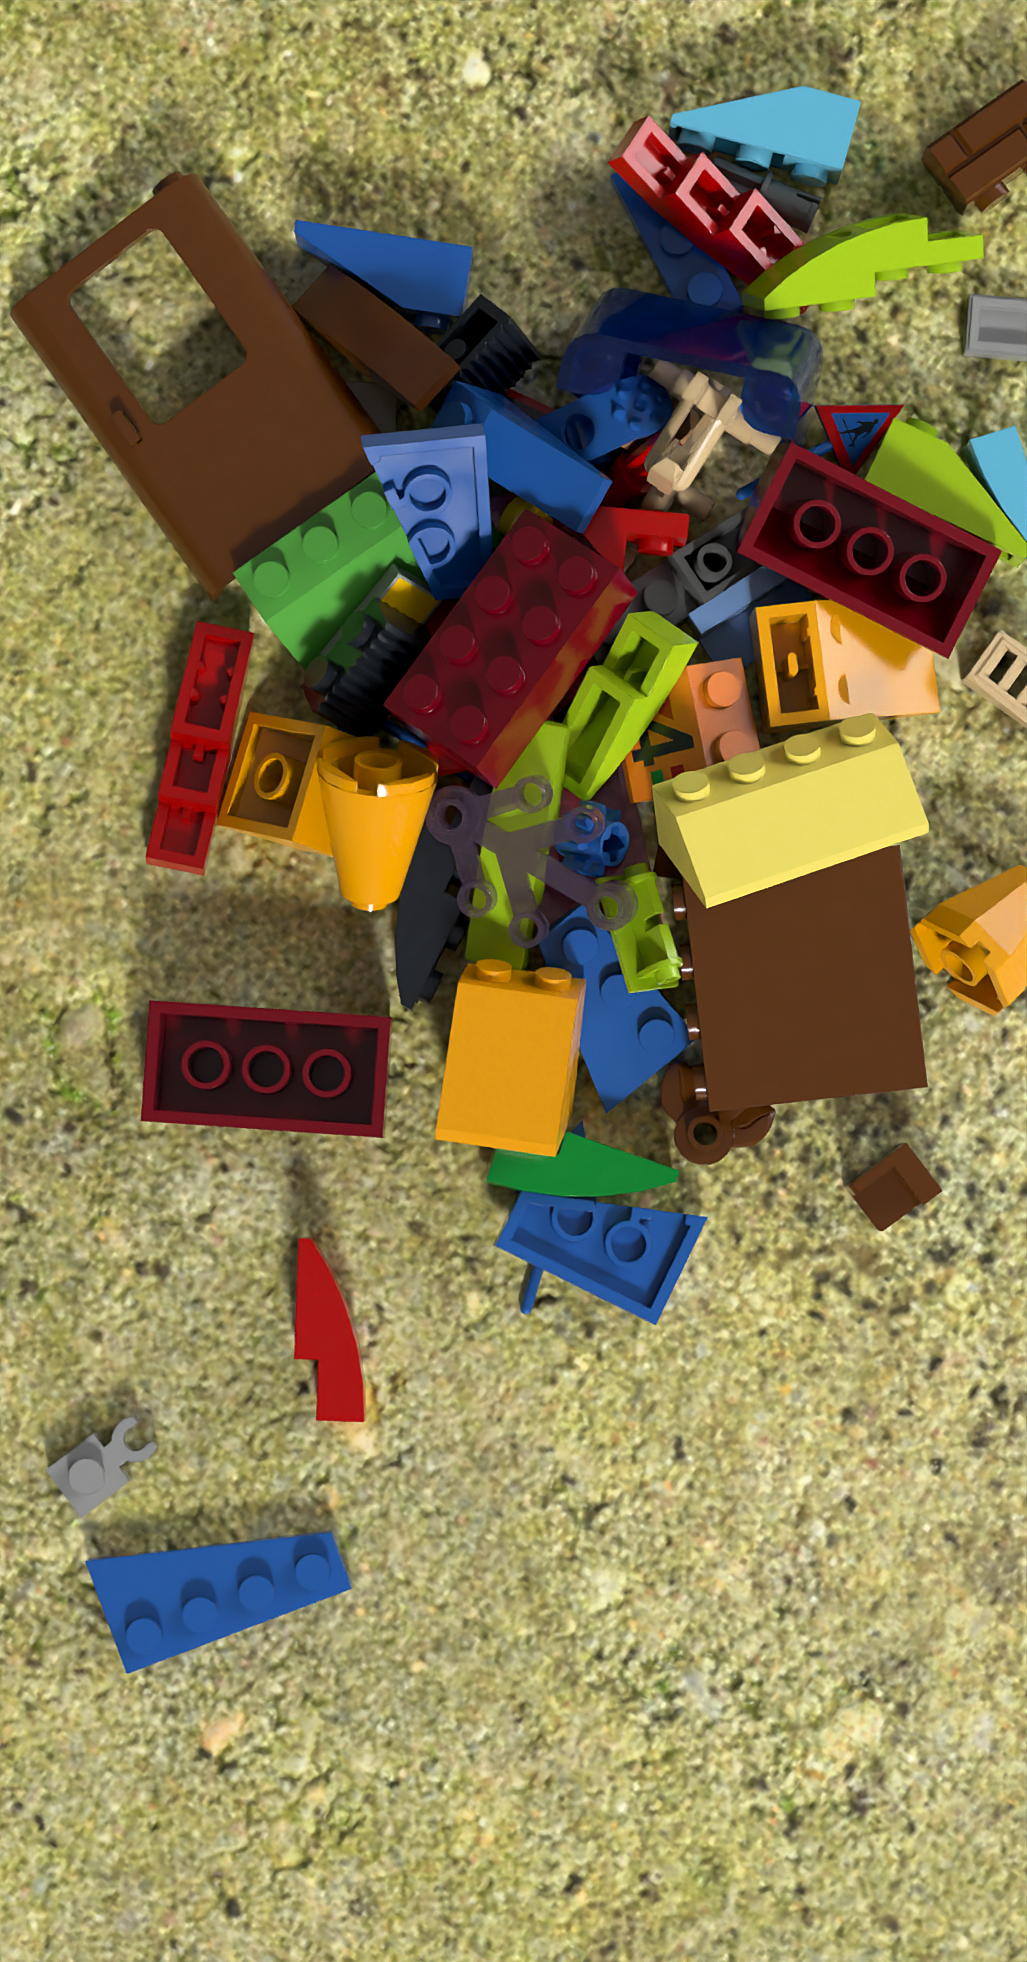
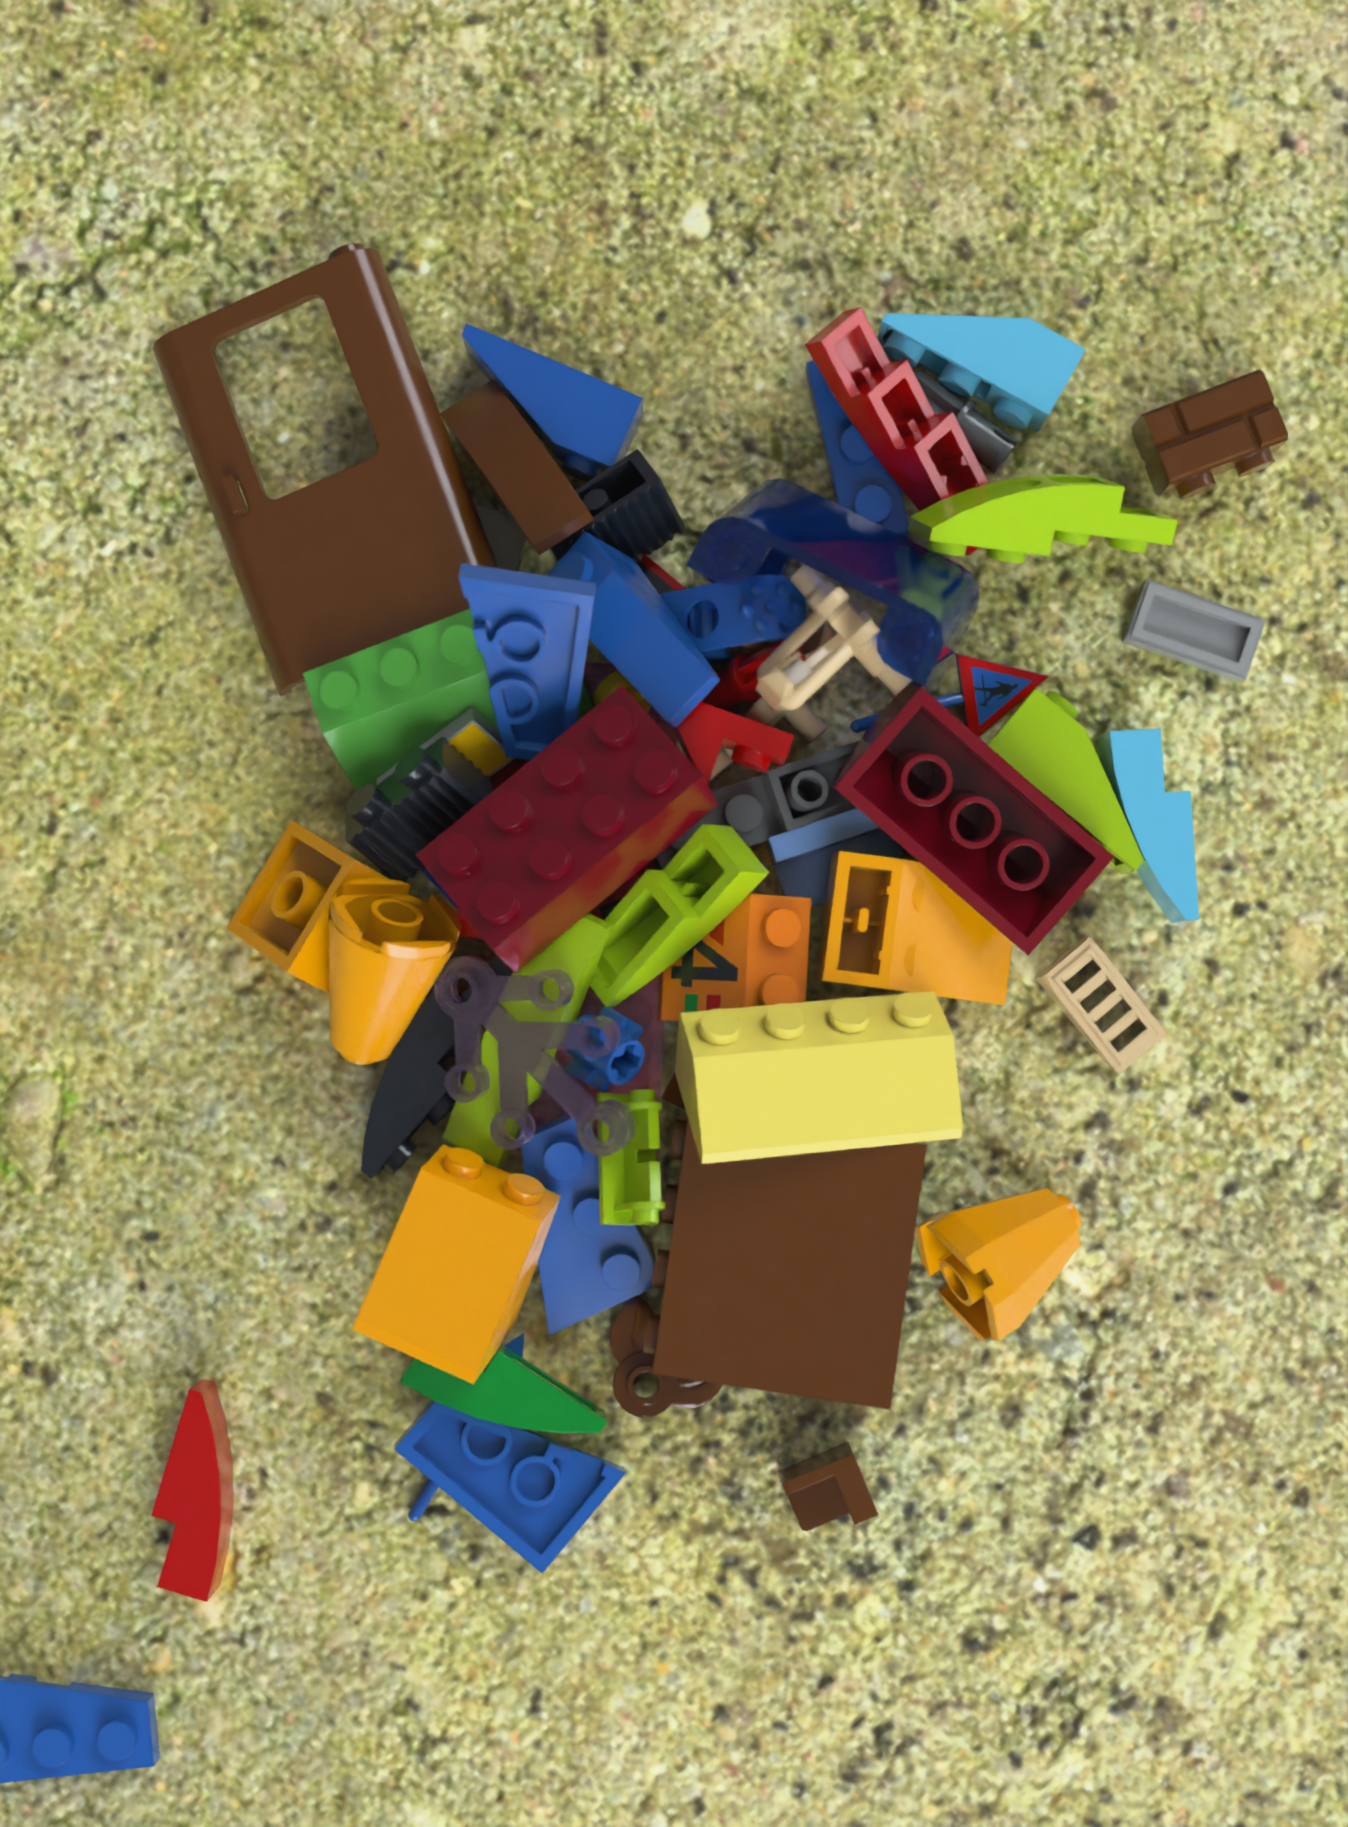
camera: 15 degrees right, 0 degrees up
(200, 748) = (228, 845): red slope -> none
(267, 1069) = (203, 1202): dark red brick -> none

